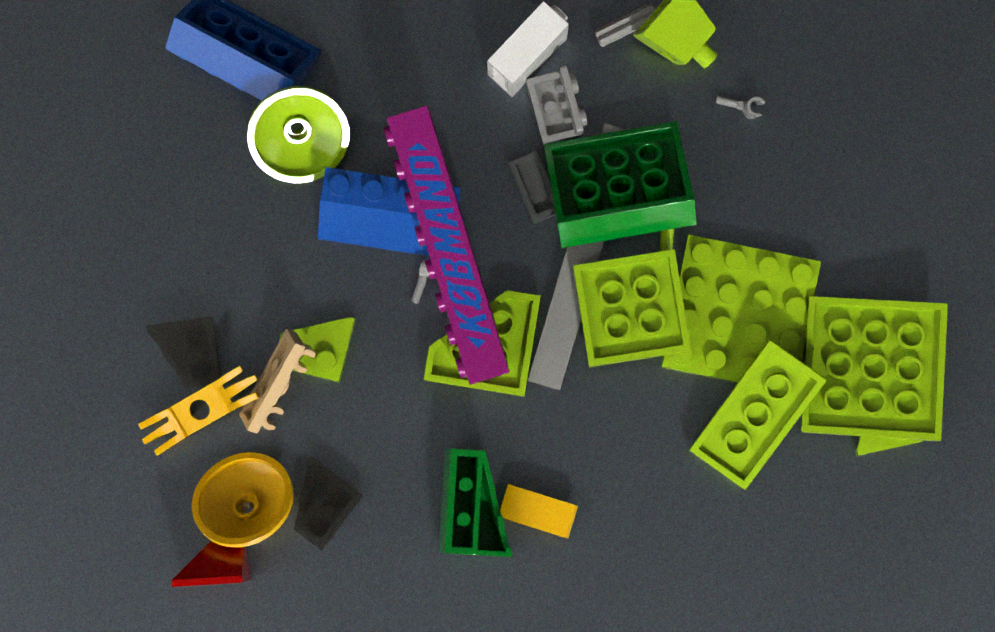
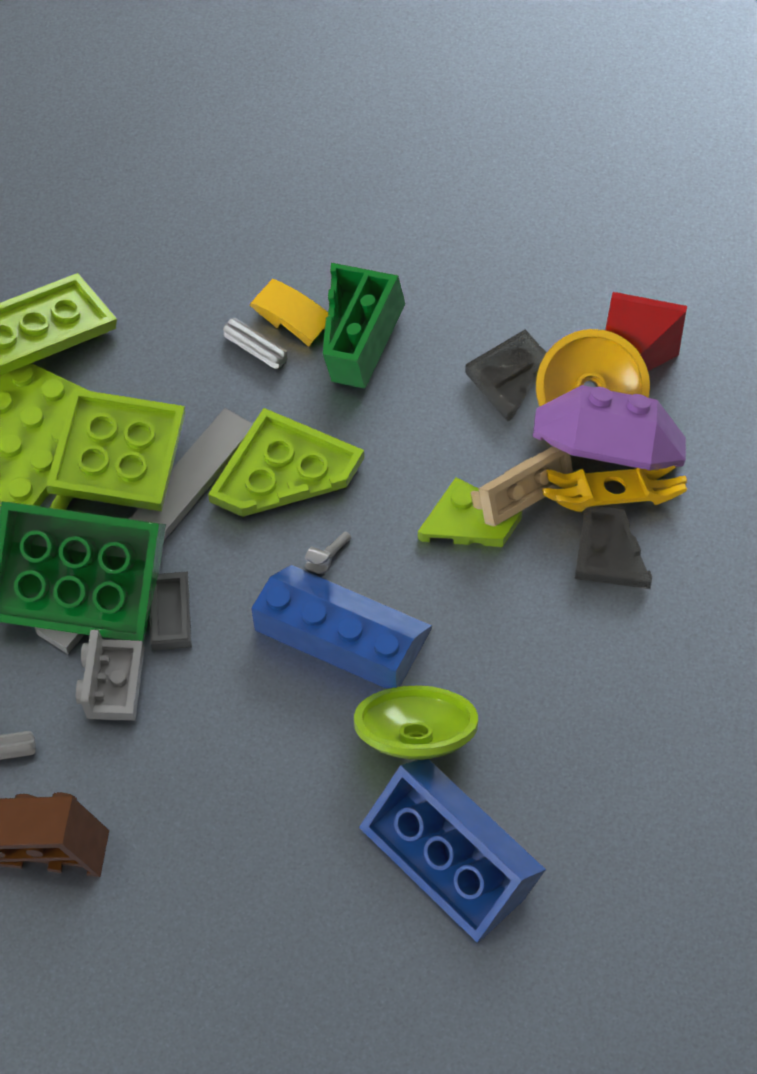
camera: 160 degrees left, 25 degrees down
(213, 448) = (611, 428): none -> medium lavender wedge
(448, 245) = (286, 549): magenta brick -> none
(528, 48) = (115, 735): white brick -> none
(559, 468) = (255, 343): none -> light grey axle

